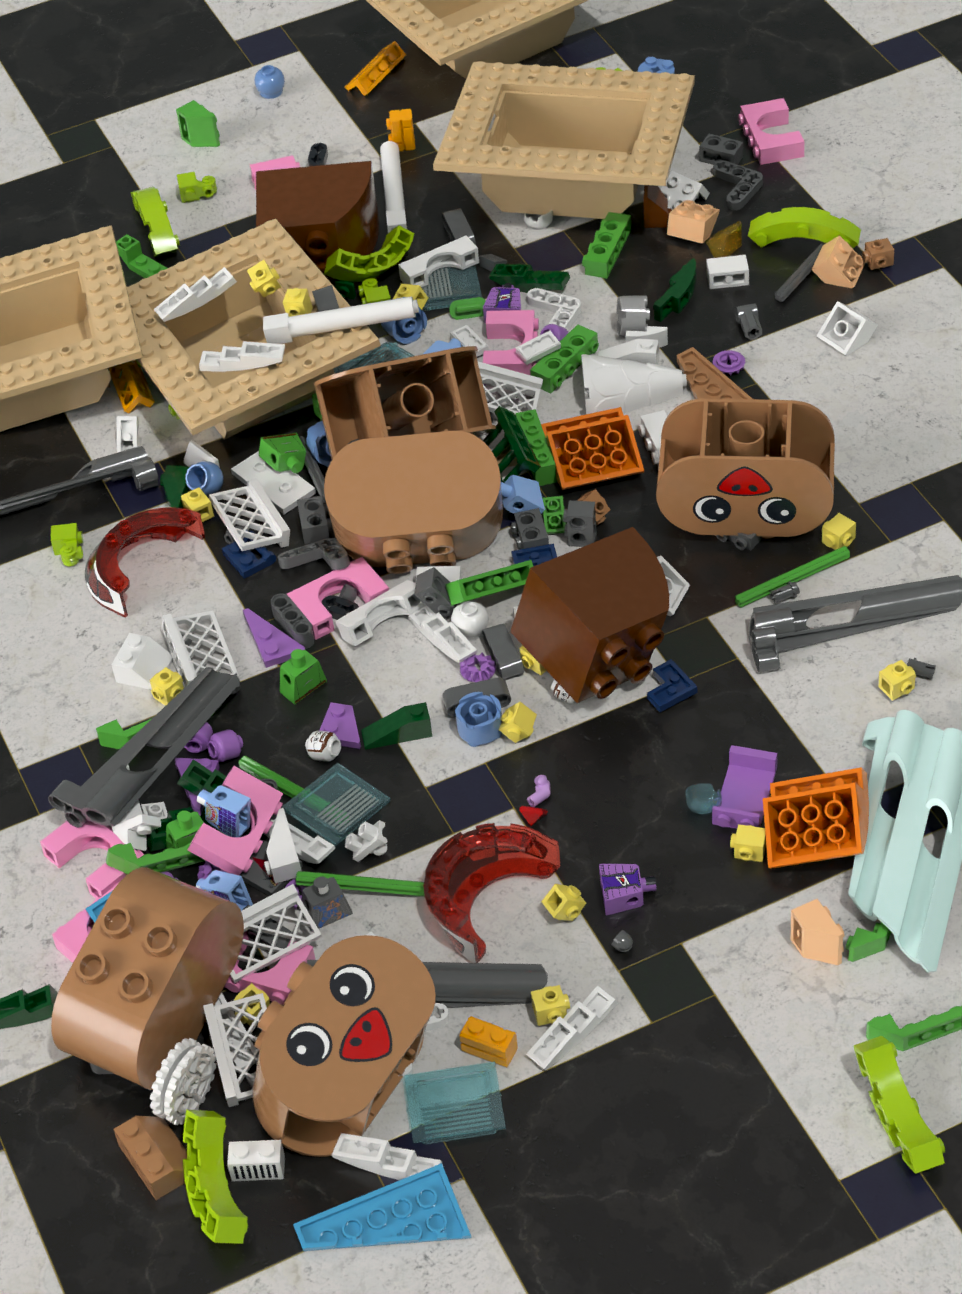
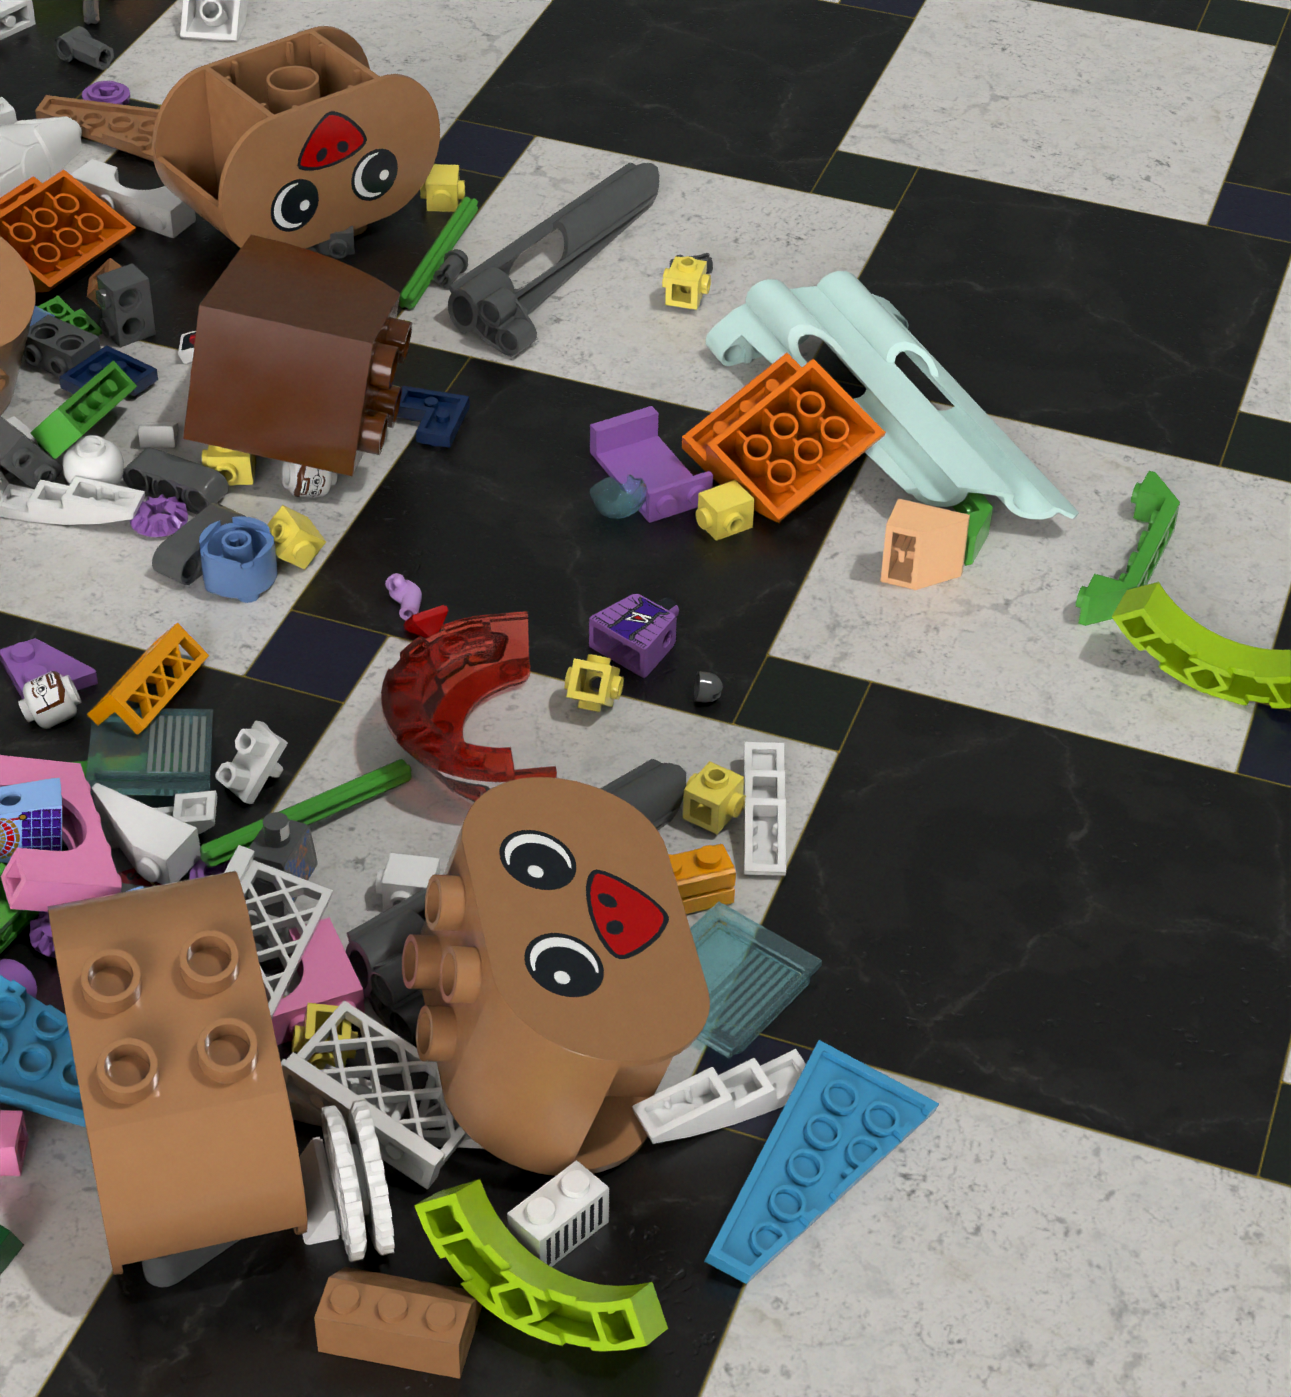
camera: 50 degrees left, 5 degrees down
(365, 758) = (133, 683): none -> light orange fence
(401, 726) = (134, 624): dark green slope -> none

